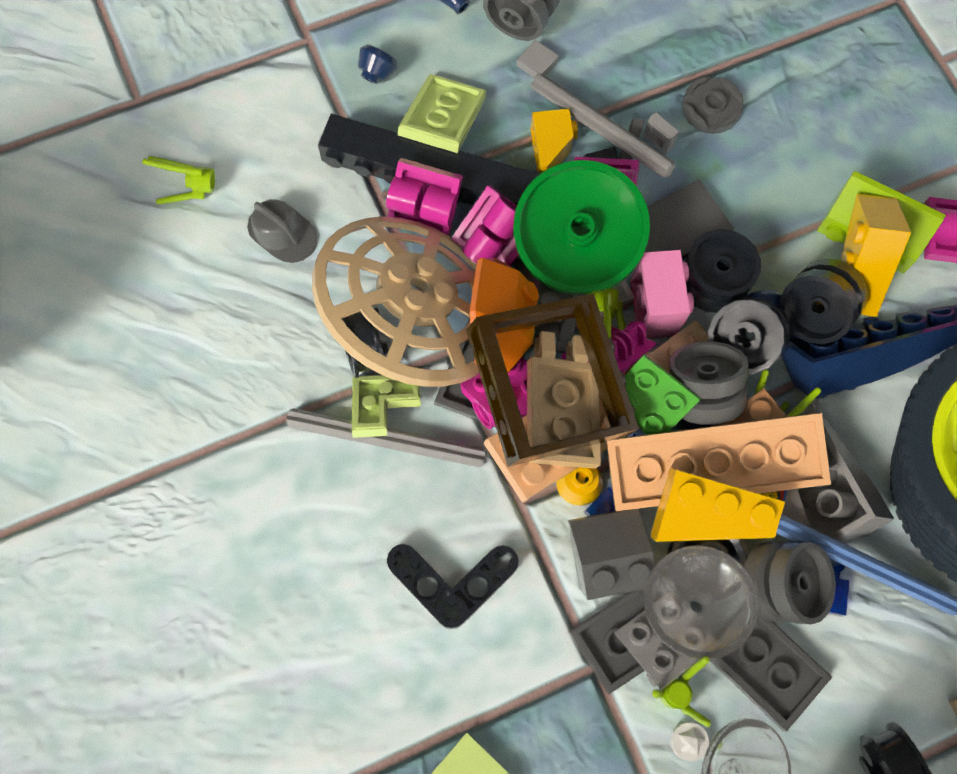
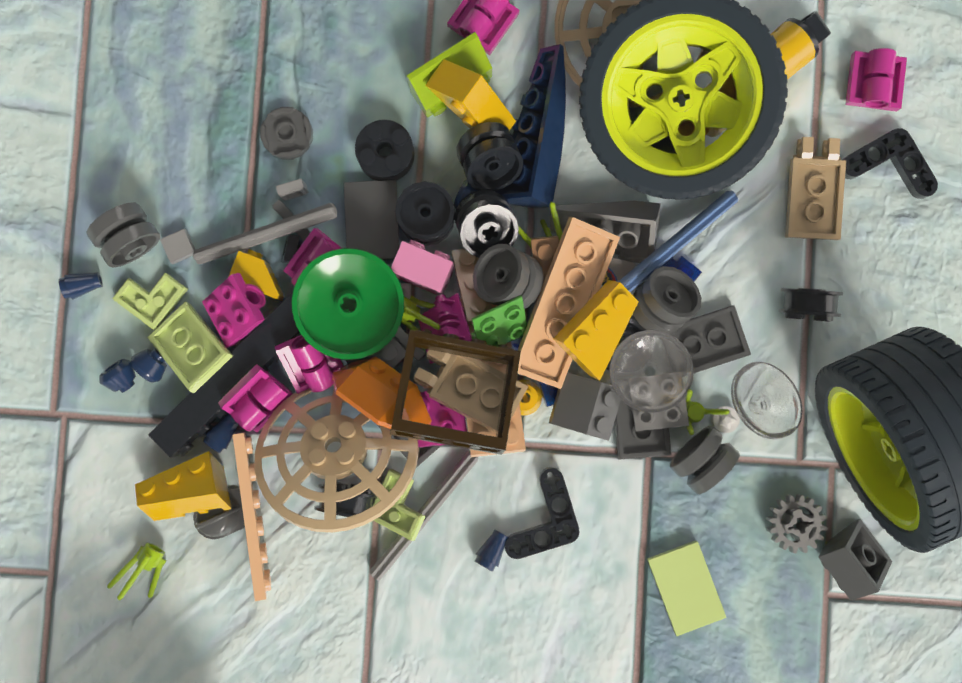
camera: 60 degrees left, 15 degrees up
(287, 254) = (253, 524): none -> light nougat plate
(292, 174) = (184, 489): none -> yellow wedge
(366, 186) = (221, 434): none -> dark blue cone
(382, 533) = (491, 551): none -> dark blue cone
(402, 86) = (149, 365): none -> dark blue cone
(465, 66) = (151, 306): none -> yellowish green tile
(508, 131) = (235, 308): none -> dark pink plate
(629, 734) = (704, 460): none -> dark grey wheel
(774, 197) = (379, 135): none -> black wheel

